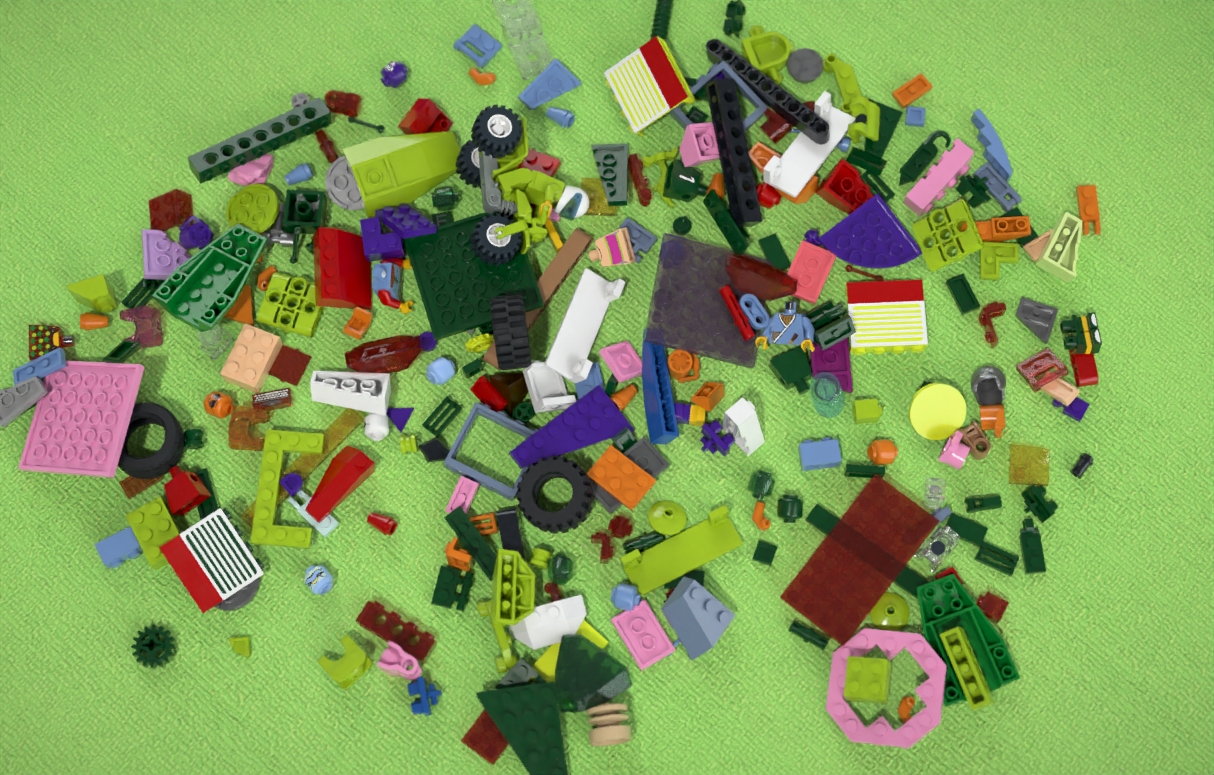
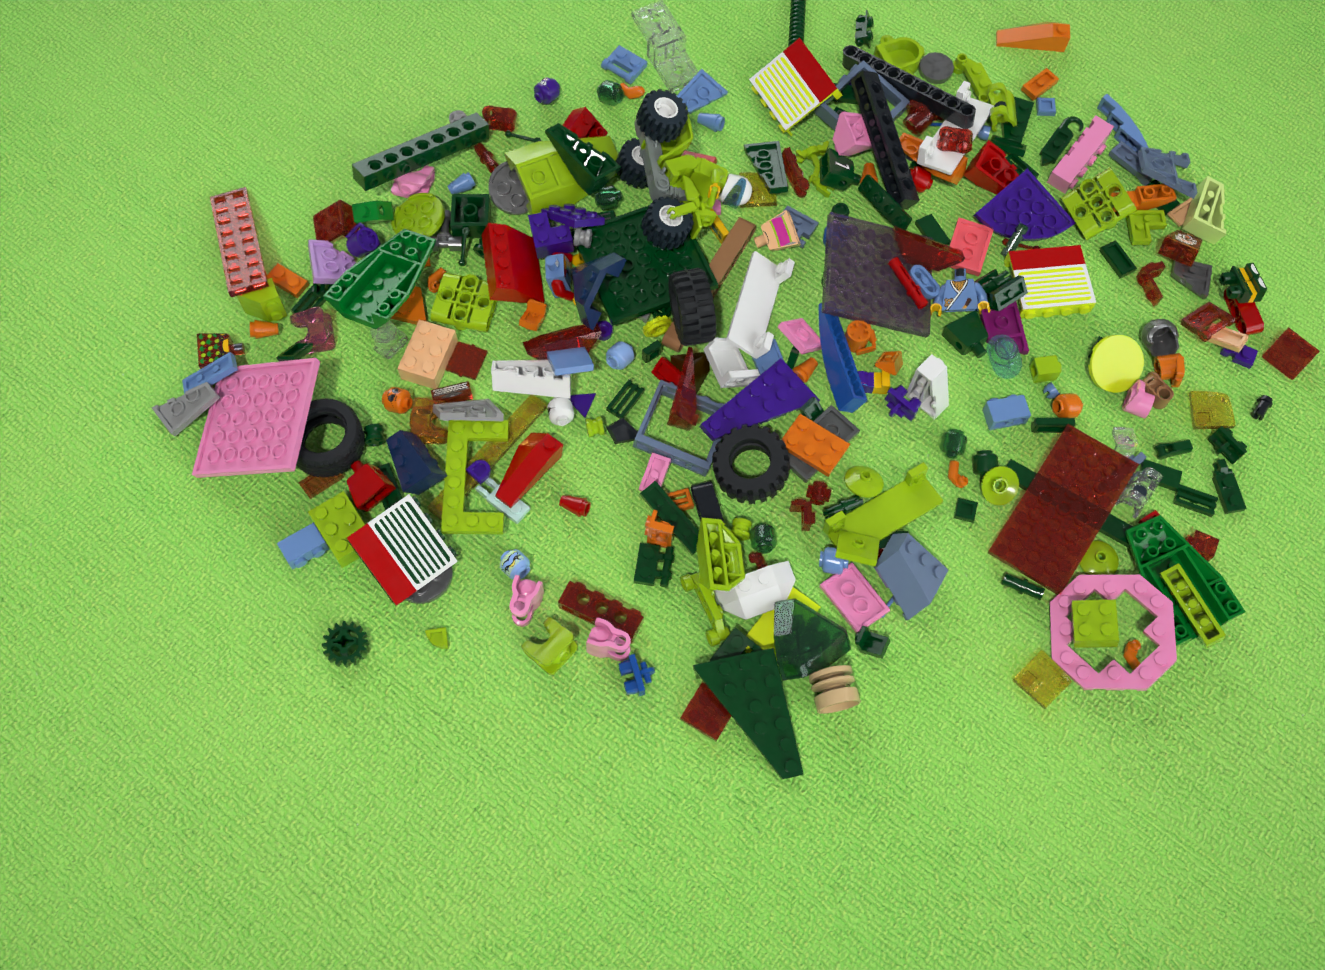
camera: 10 degrees left, 5 degrees down
(73, 230) = (238, 242): none -> clear red plate
(120, 270) = (288, 280): none -> orange plate
(203, 204) = (370, 212): none -> green torso
(228, 471) = (413, 463): none -> dark blue wedge
(286, 421) = (468, 410): none -> light grey wing
(325, 613) = (525, 599): none -> bright pink piece
(388, 377) = (570, 361): none -> medium blue tile
(411, 295) = (587, 282): none -> dark blue wedge
(412, 246) = (583, 237): none -> light grey wheel
(422, 165) = (587, 165): none -> dark green wedge
(459, 79) = (610, 93): none -> clear green head
(494, 429) = (685, 403): none -> clear red wedge
(525, 410) = (710, 386): dark green wheel -> none
(648, 587) = (857, 548): none -> lime plate
(652, 681) = (871, 643): none -> dark green bracket
(804, 539) = (1007, 487): none -> lime dish
(806, 159) = (956, 140): none -> clear red piece
(811, 237) = (967, 213): dark purple plate -> none
(813, 729) = (1042, 679): none -> clear yellow plate
(856, 268) = (1015, 239): none -> dark green axle
(870, 434) = (1052, 390): none -> medium blue hinge
(920, 33) = (1038, 36): none -> orange wedge
(976, 187) = (1106, 161): dark green hips -> none
(1018, 197) = (1163, 169): none -> sand blue wing
(1027, 287) = (1181, 247): none -> clear red torso
(1088, 208) = (1220, 171): orange hinge -> none
(1122, 409) = (1290, 353): none -> clear red bracket

